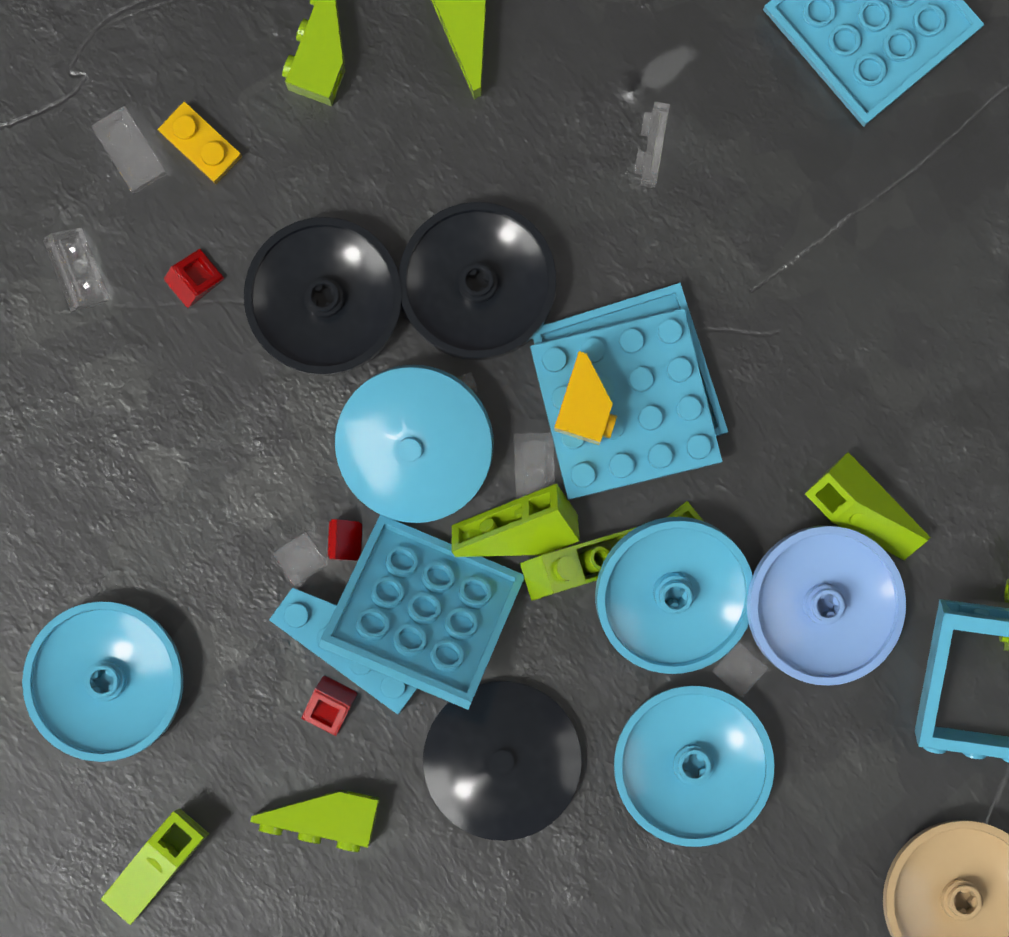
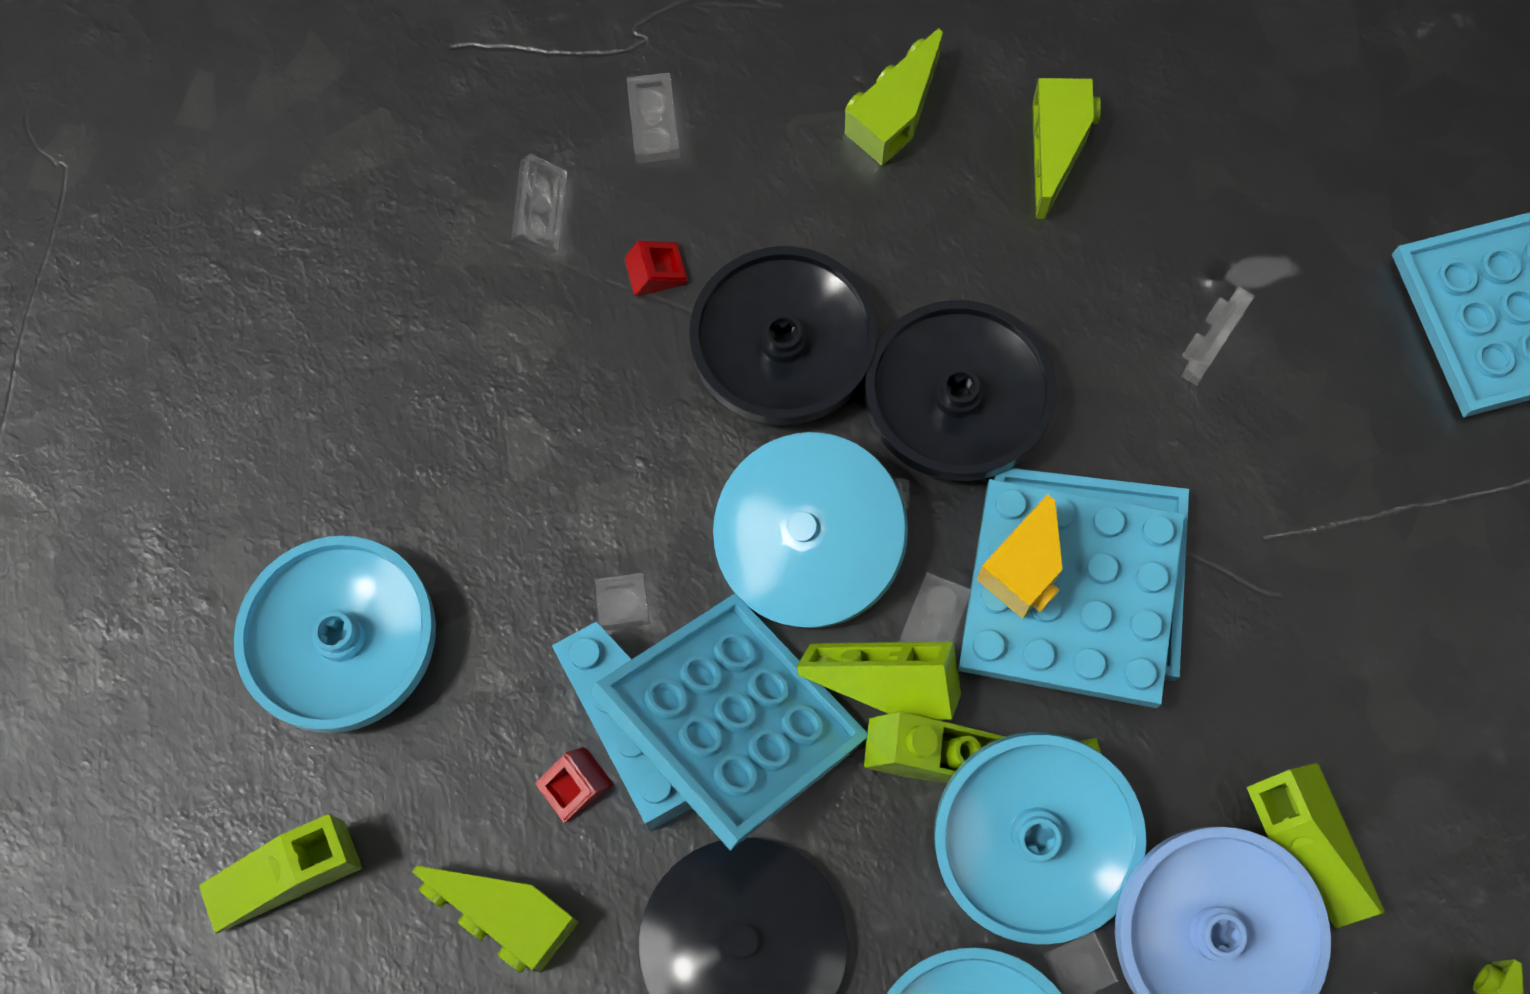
camera: 25 degrees right, 15 degrees down
(199, 142) = (729, 143): yellow plate -> none
(344, 540) = (680, 601): red slope -> none

